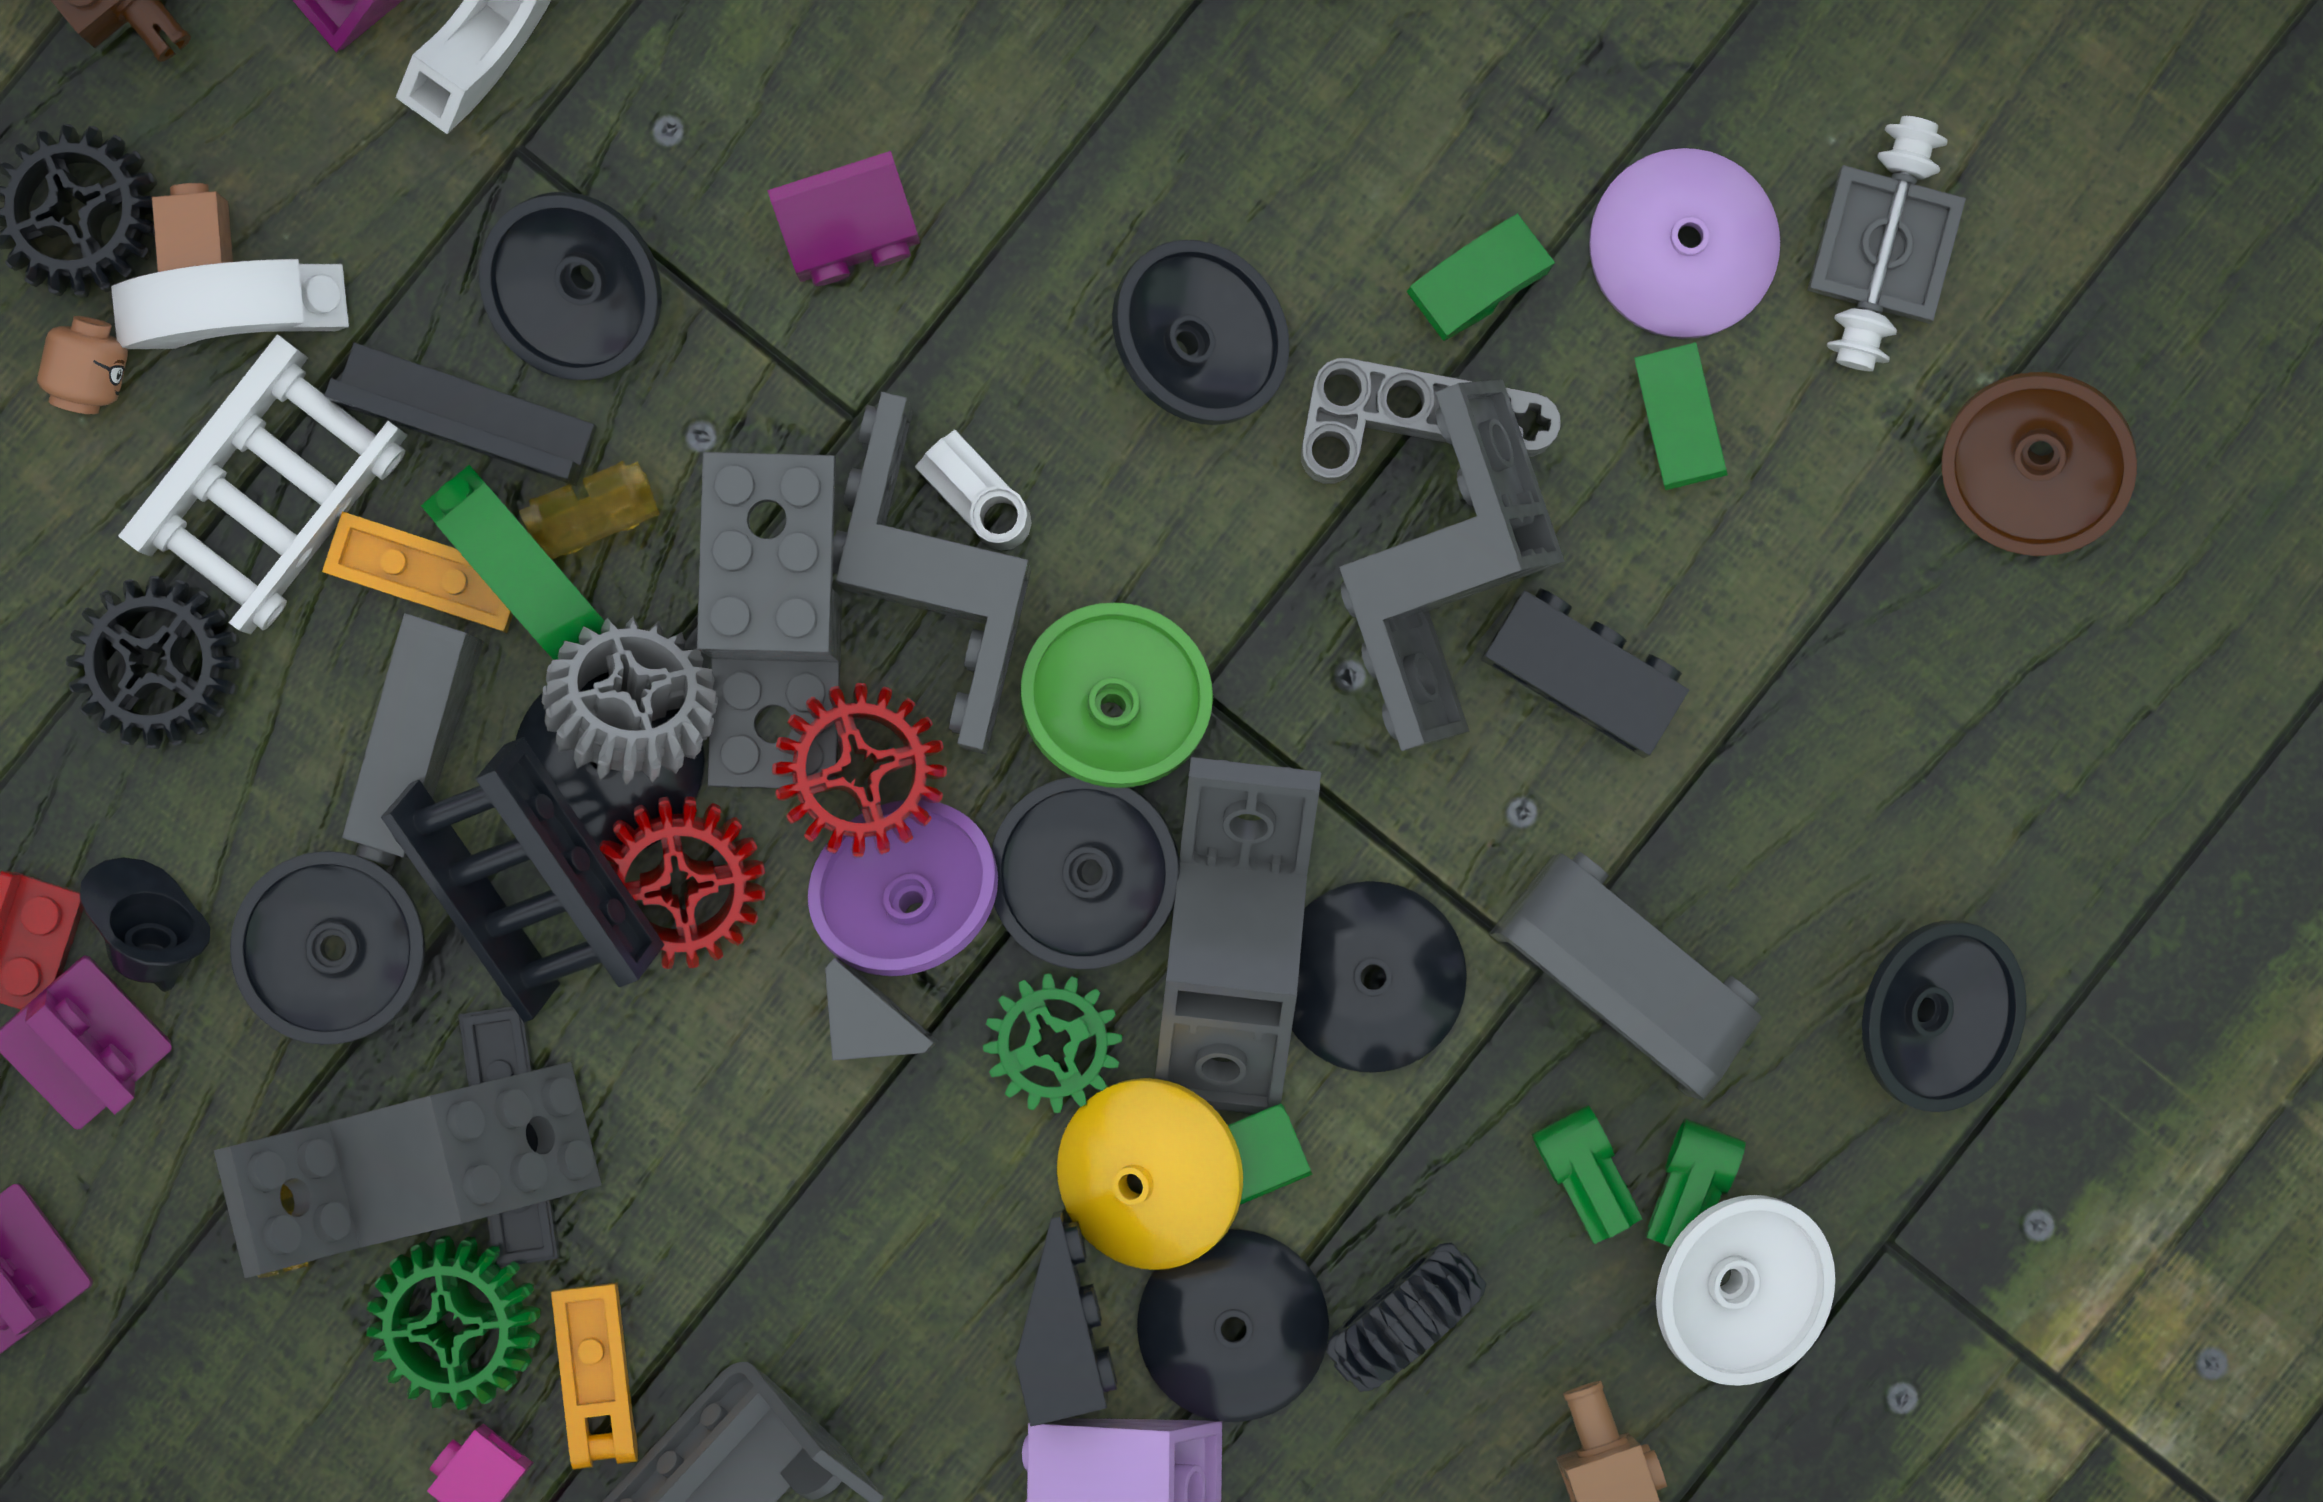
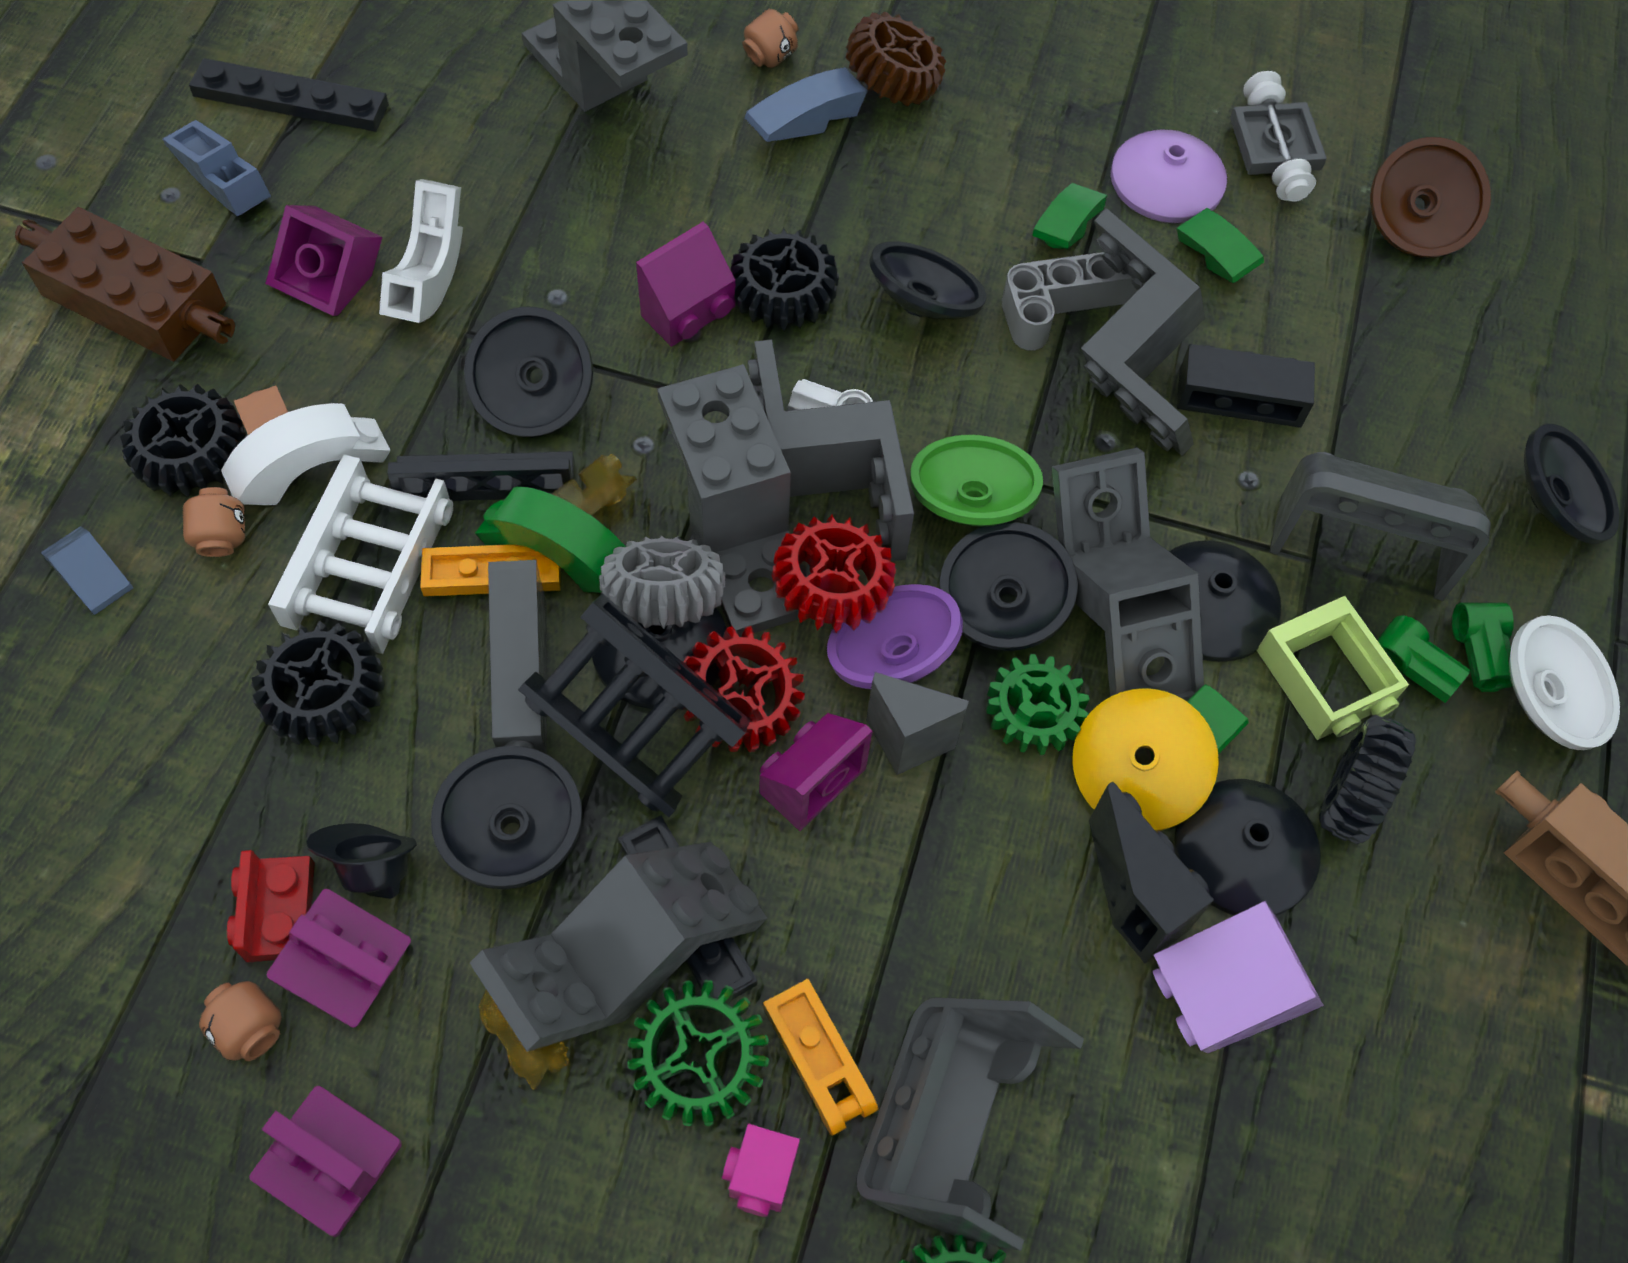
camera: 25 degrees left, 25 degrees down
(725, 1024) = (815, 768): none -> magenta slope
(980, 262) = (784, 278): none -> black gear
(1494, 1213) = (1361, 649): none -> yellowish green window

